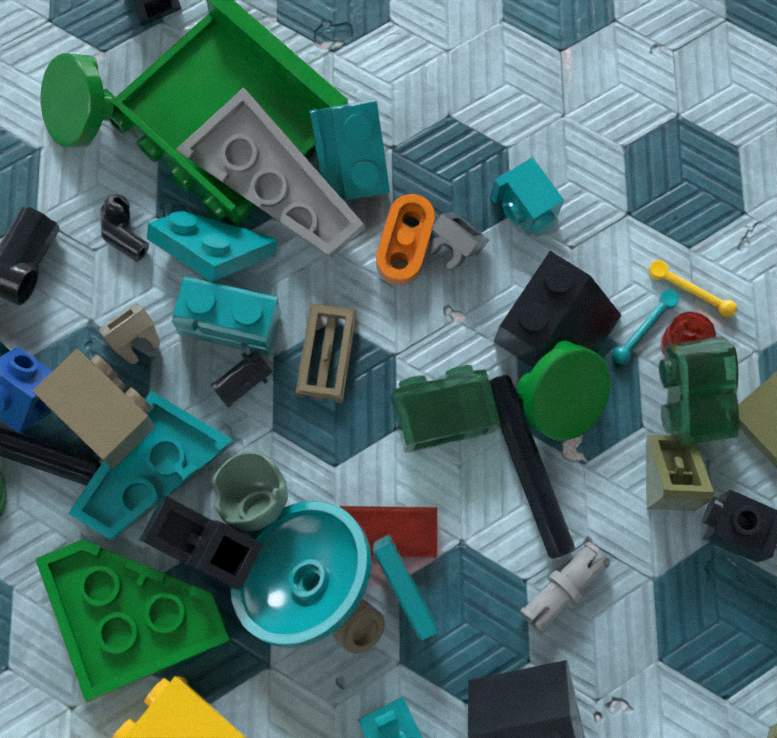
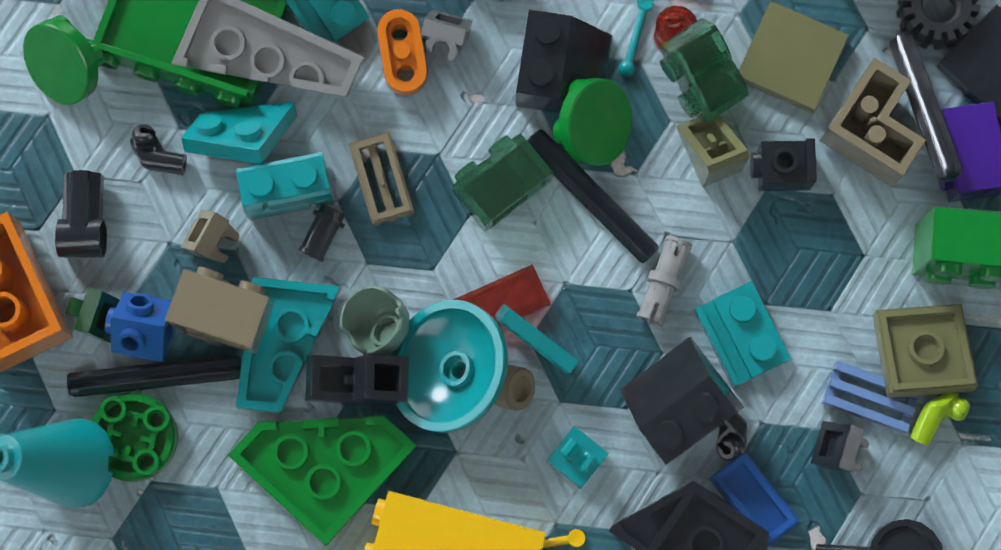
camera: 20 degrees left, 5 degrees up
(622, 682) = (742, 334): none -> teal plate

